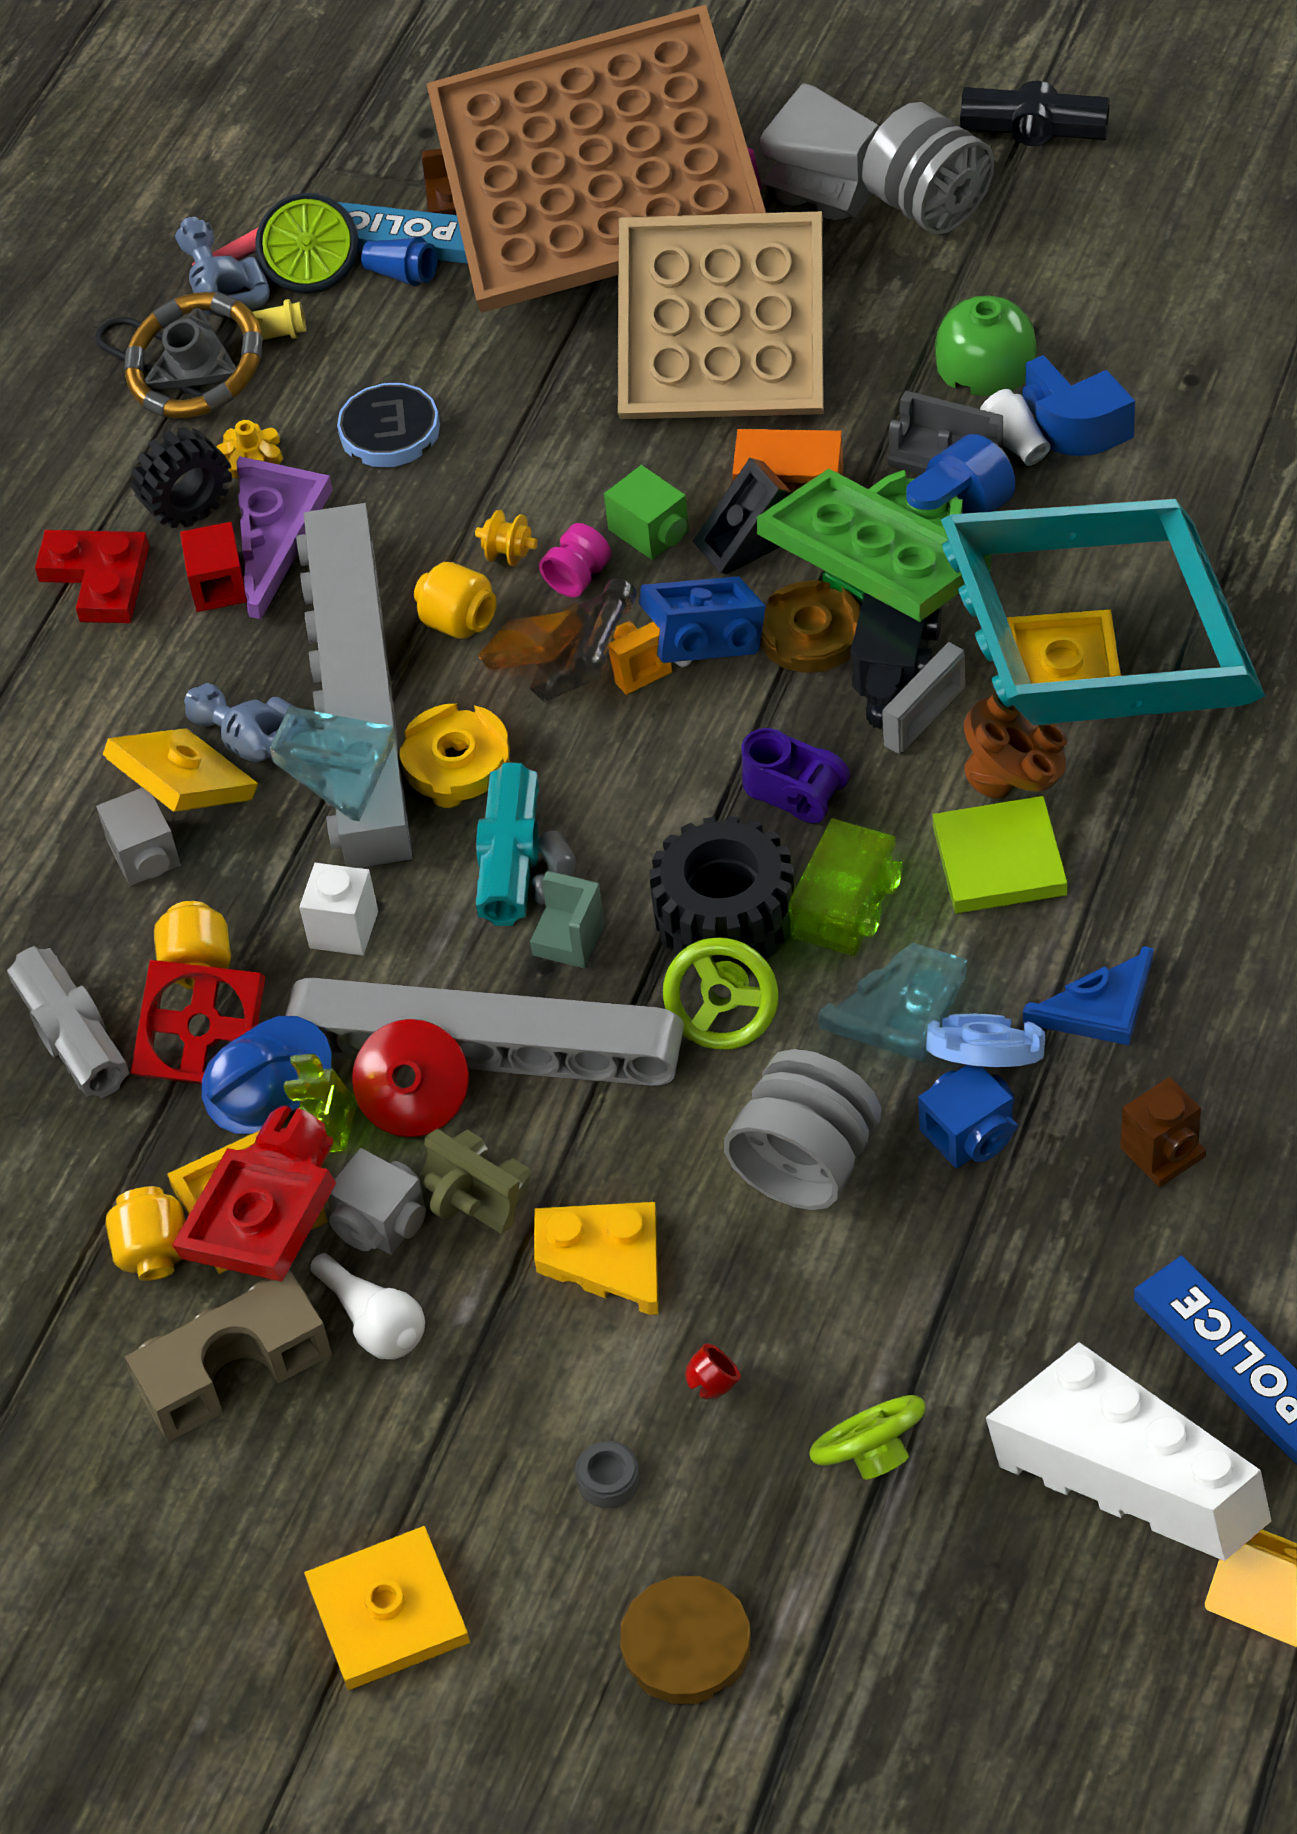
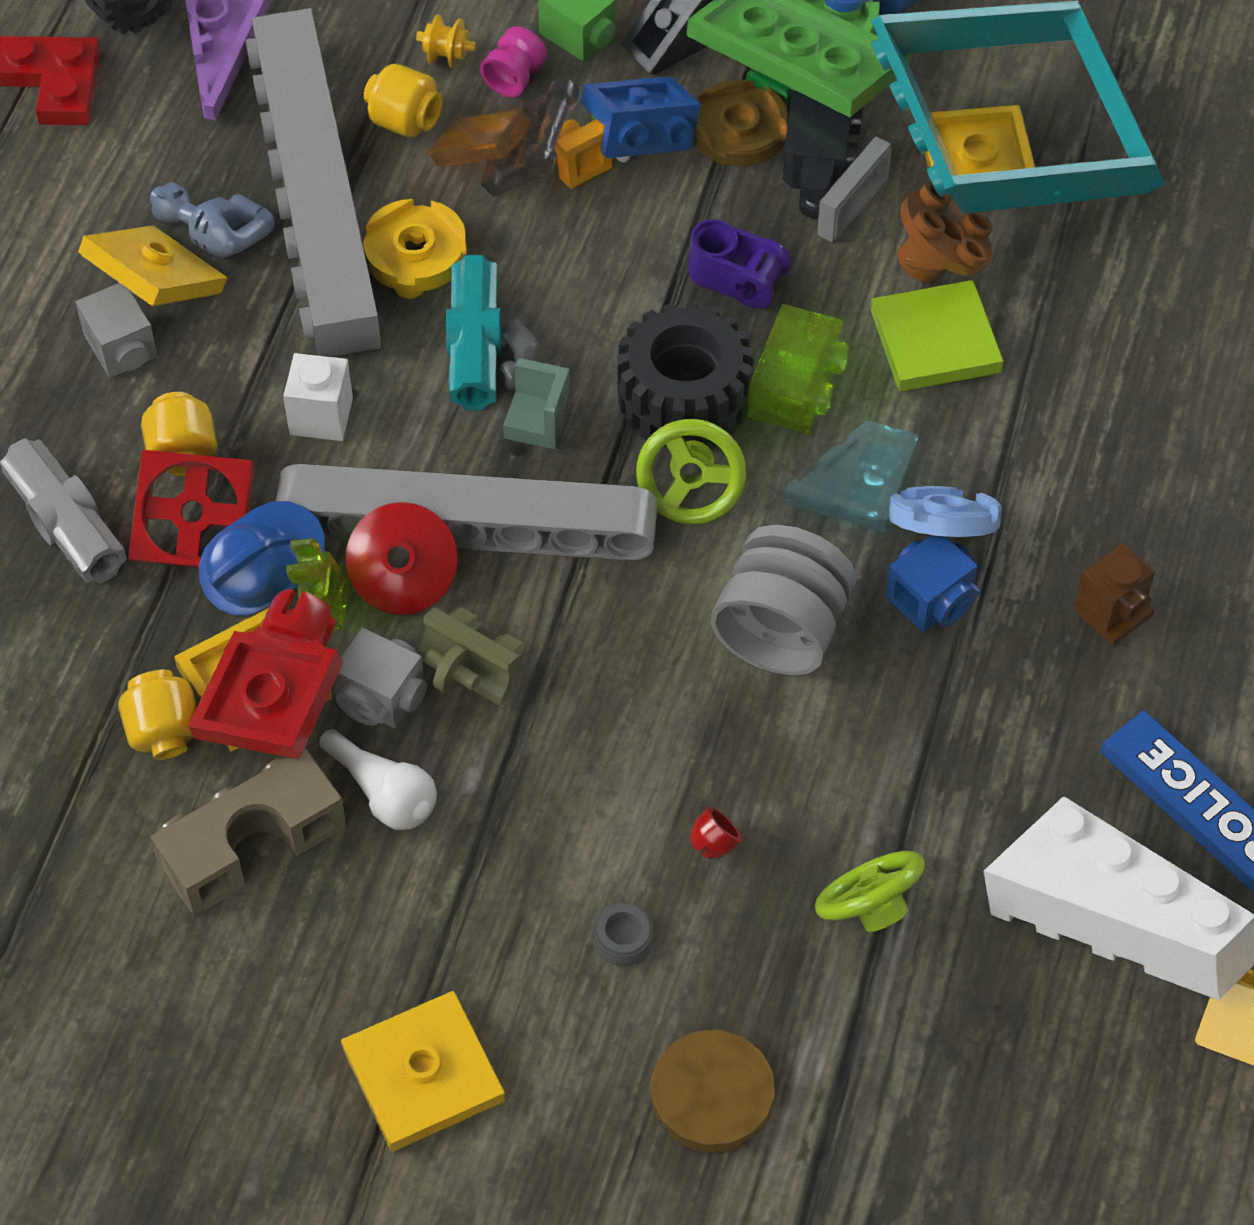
camera: 10 degrees left, 5 degrees up
(213, 566) = (167, 70): red brick -> none
(333, 756) = (304, 250): clear light blue wing -> none
(601, 1249) = (597, 718): yellow wing -> none
(1099, 1004) = (1041, 474): blue tile -> none

